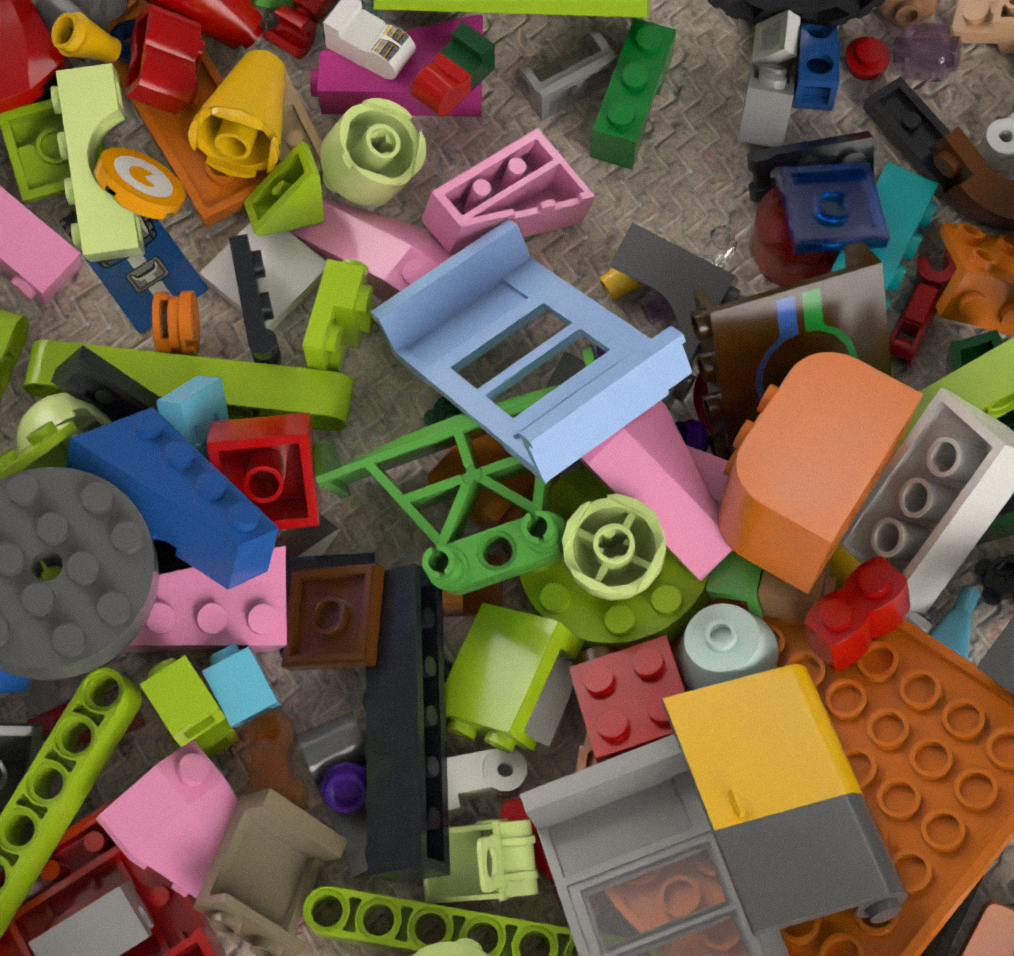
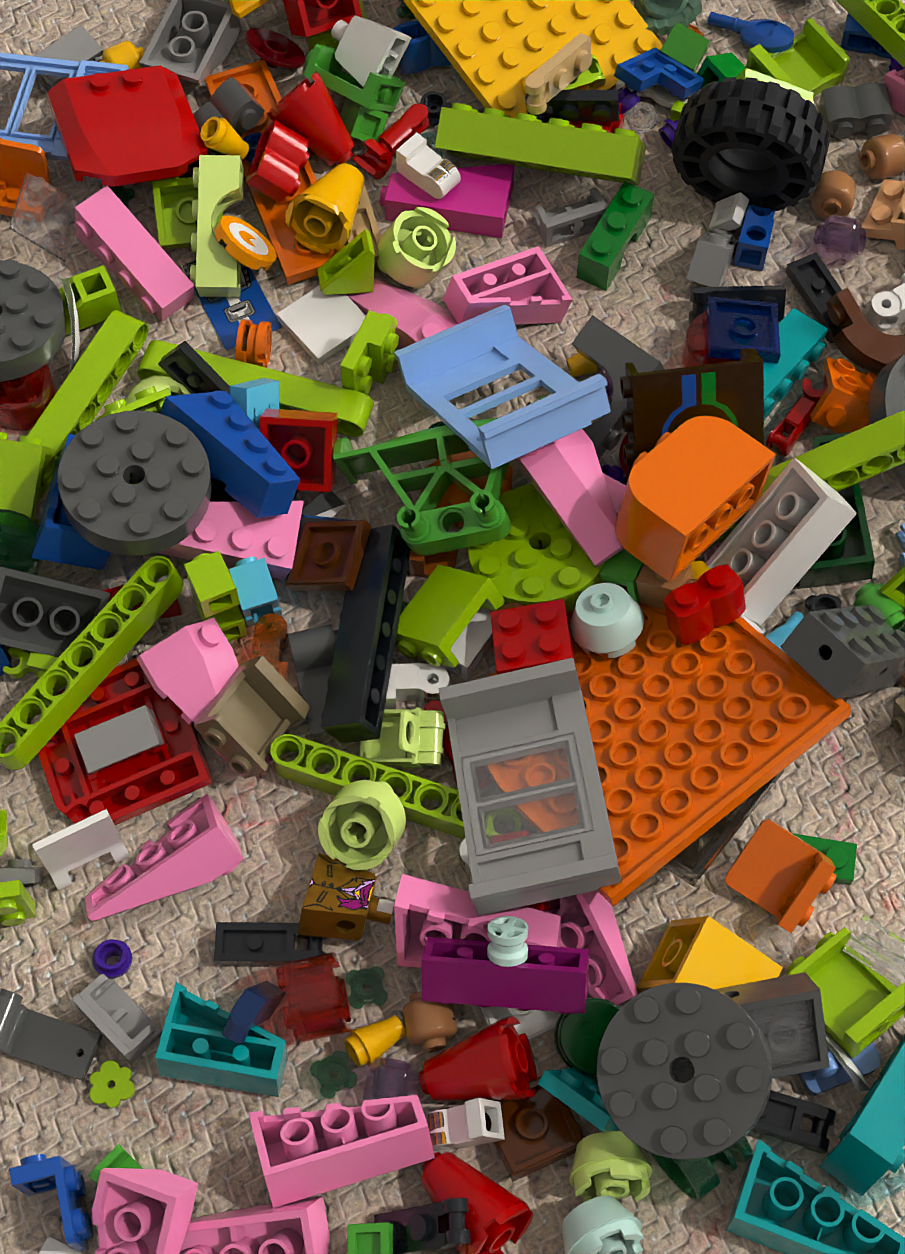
camera: 10 degrees right, 5 degrees down
(255, 305) = (312, 338): black plate -> none
(344, 787) = (315, 673): dark purple plate -> none
(454, 70) = (486, 198): leg -> none
(614, 547) = (536, 529): yellowish green cylinder -> none
(783, 801) = (624, 713): door -> none
(867, 58) = (795, 237): red plate -> none

